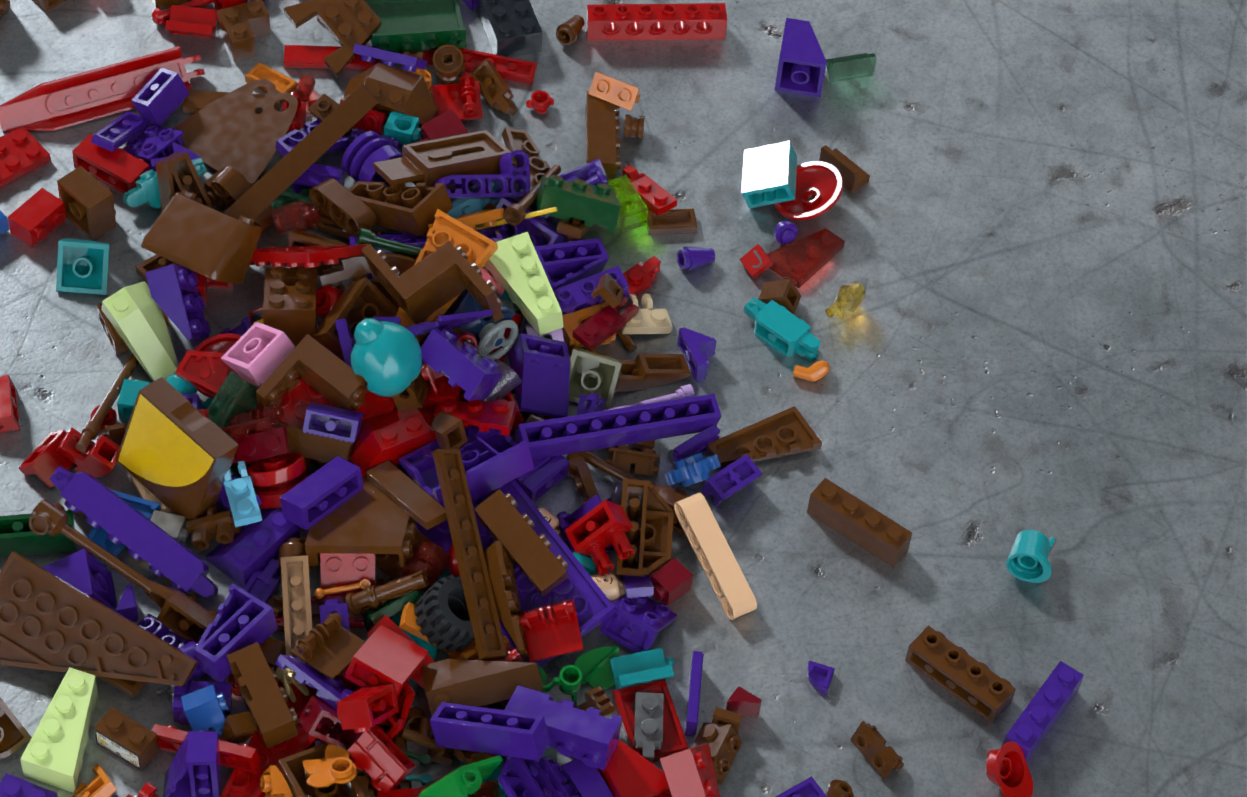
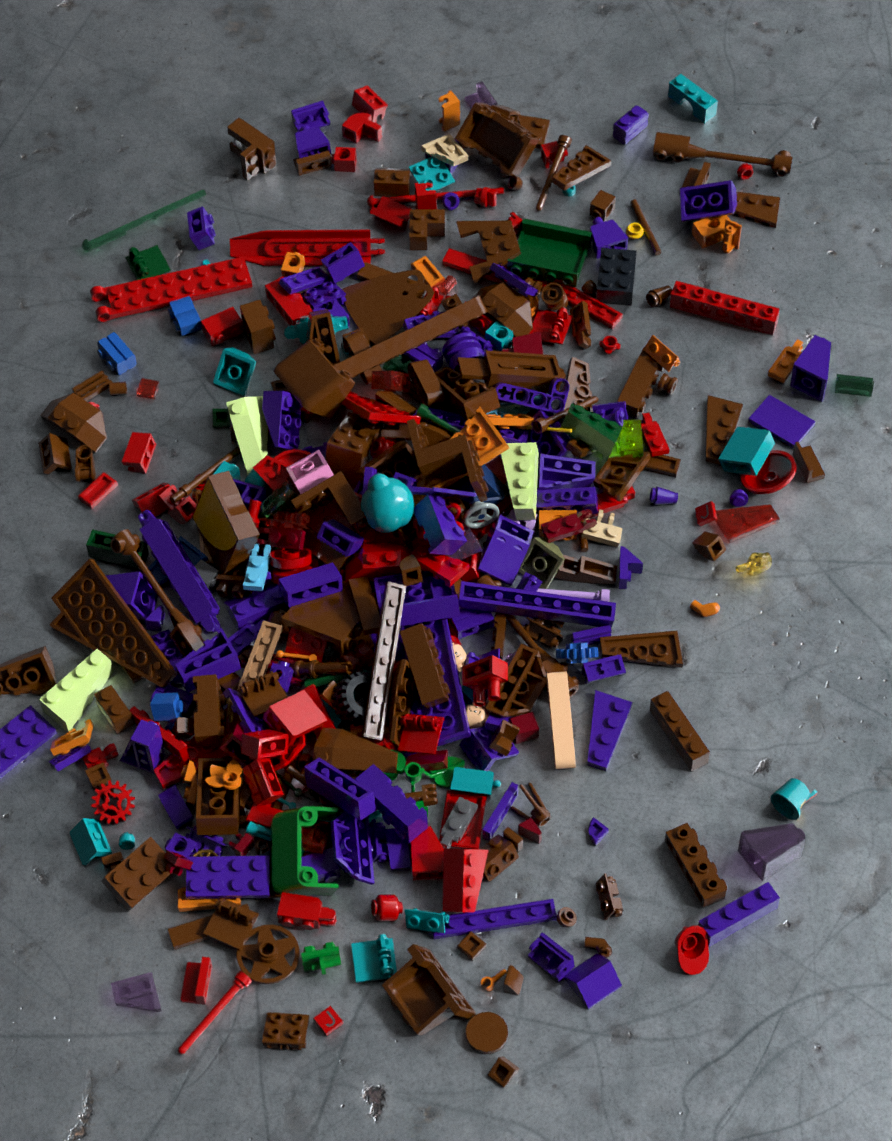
camera: 30 degrees right, 5 degrees up
(90, 329) = (221, 417): none -> dark green slope
(92, 110) = (292, 259): none -> orange brick
(482, 43) = (589, 288): none -> reddish brown hinge
(583, 659) = (430, 761): none -> dark red slope
(609, 291) = (577, 504): reddish brown tile -> none
(634, 246) = (619, 474): none -> reddish brown wing
(656, 599) = (503, 737): none -> reddish brown panel
(721, 159) = (721, 424): none -> reddish brown wing
(741, 678) = (539, 814): none -> reddish brown plant
(759, 63) = (784, 364): none -> orange hinge
(768, 549) = (607, 725): none -> dark purple wing
(779, 126) = (782, 421): none -> dark purple tile
(782, 329) = (697, 570): teal hinge -> none
(1040, 621) = (771, 848): none -> clear purple slope

